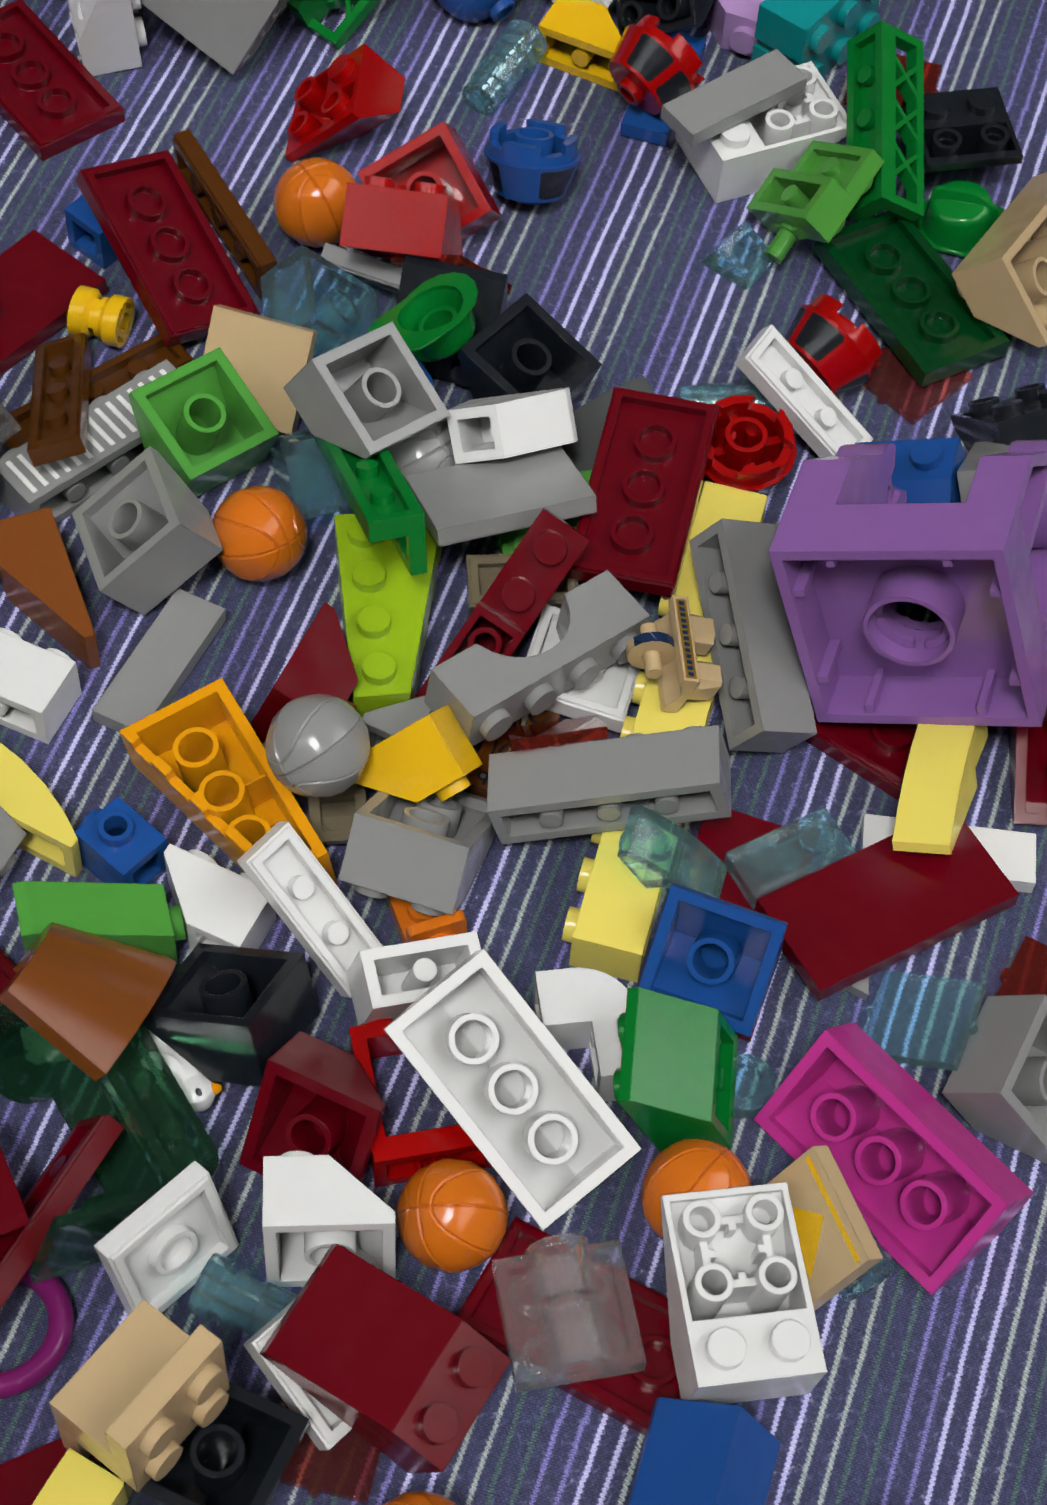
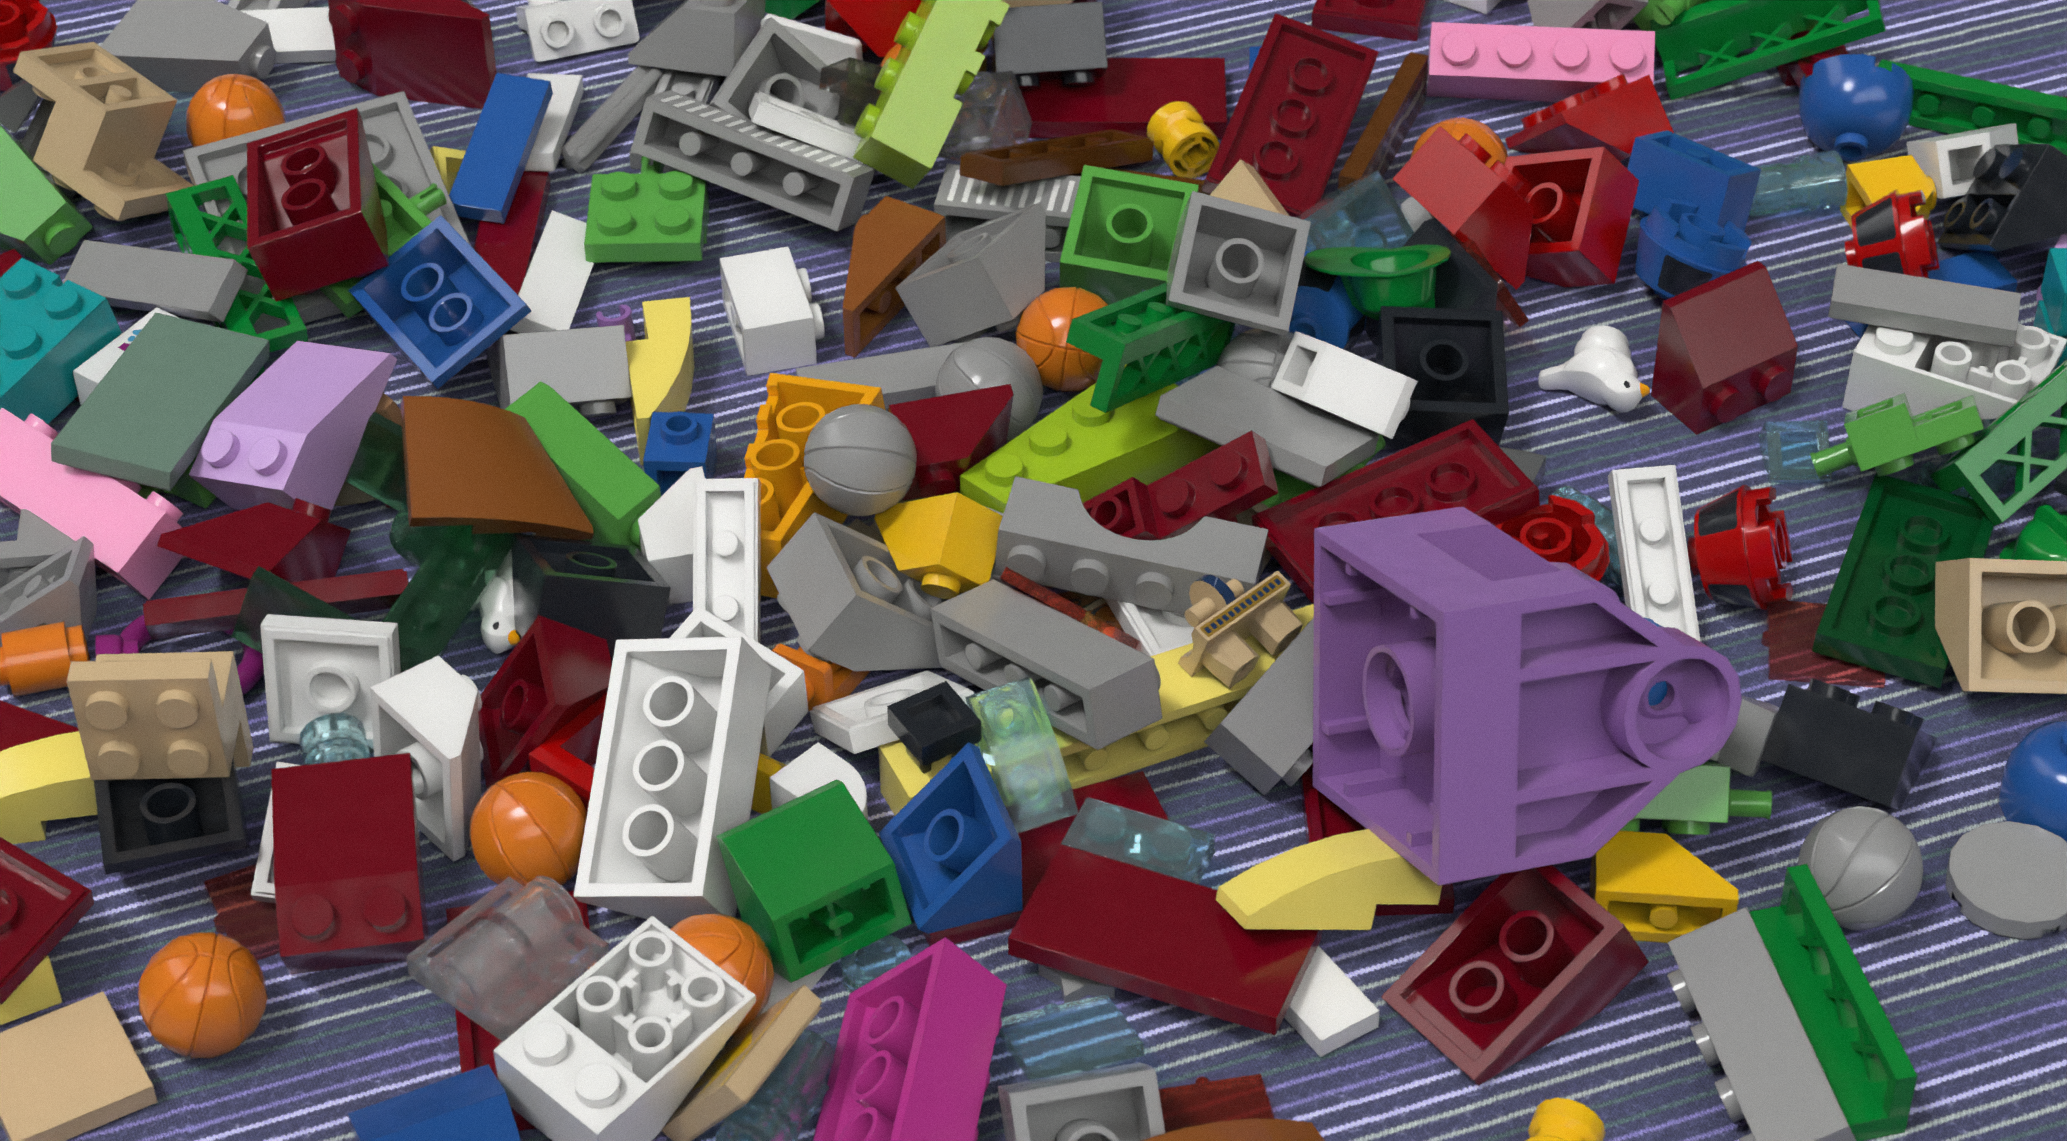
camera: 55 degrees right, 15 degrees down
(258, 80) = (1532, 60): none -> bright pink brick
(259, 616) = (994, 363): none -> light grey piece
(466, 102) = (1692, 173): none -> blue brick
(534, 903) = (862, 718): none -> white tile
(580, 287) = (1599, 371): none -> white animal
(619, 892) = (933, 724): none -> black tile
(645, 220) = (1723, 349): none -> dark red slope

